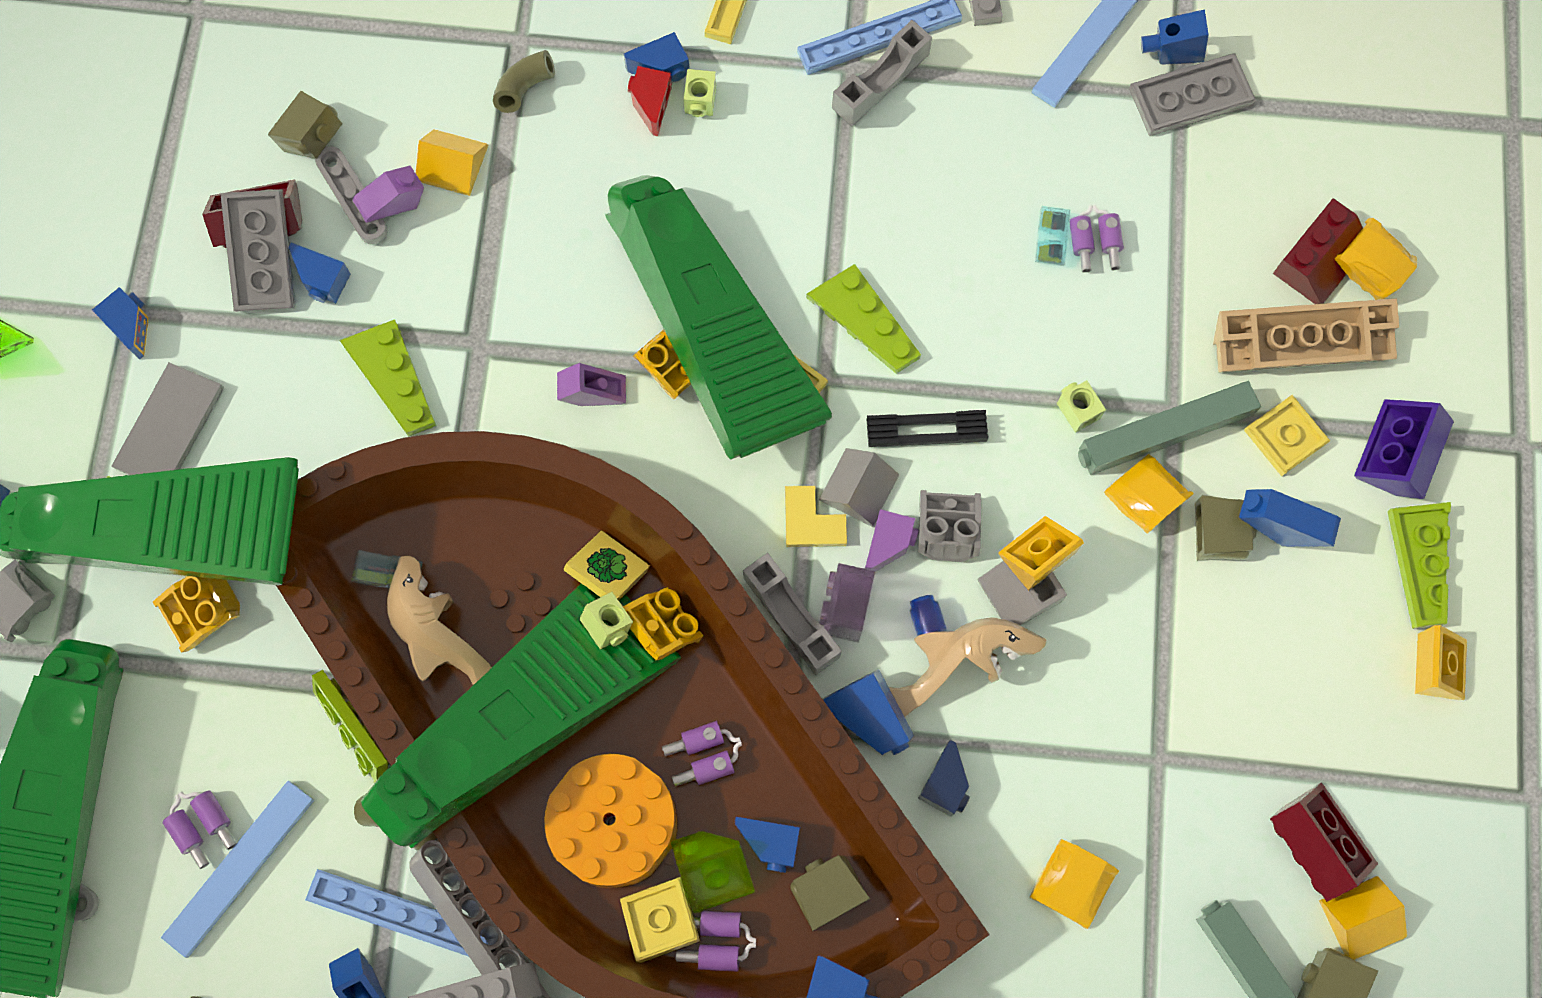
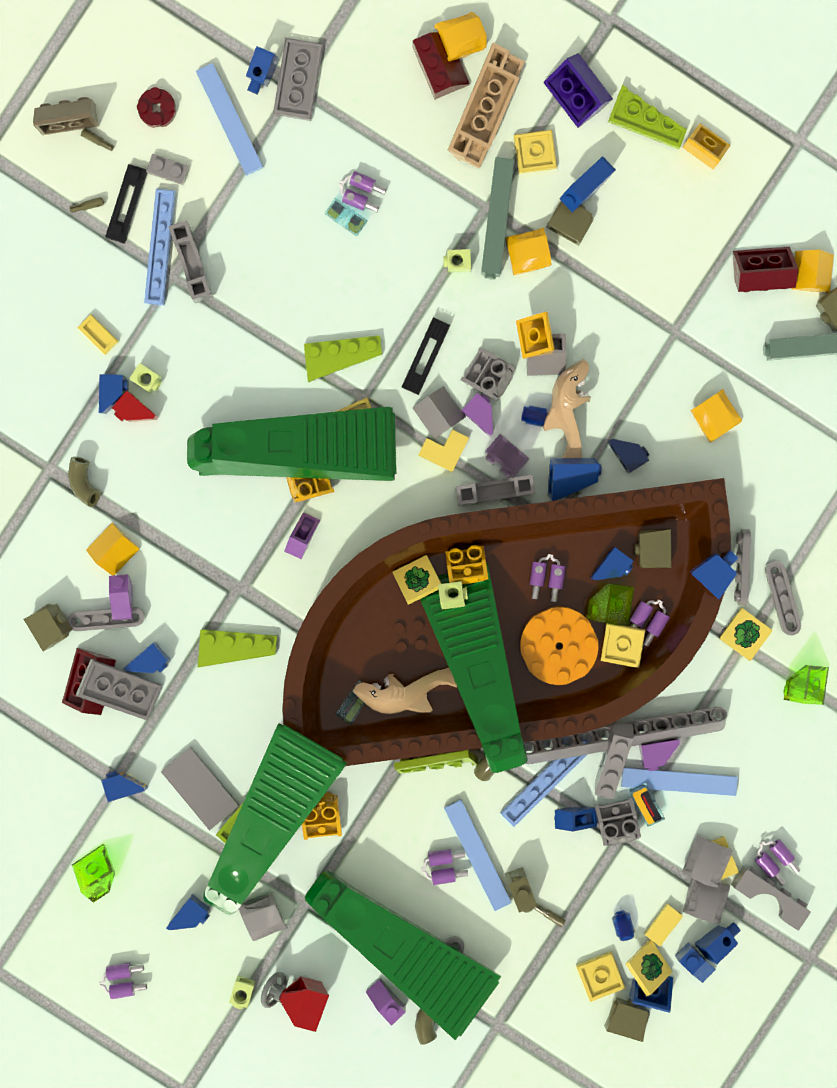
camera: 65 degrees left, 15 degrees up
(208, 960) = (521, 890): none -> olive torso

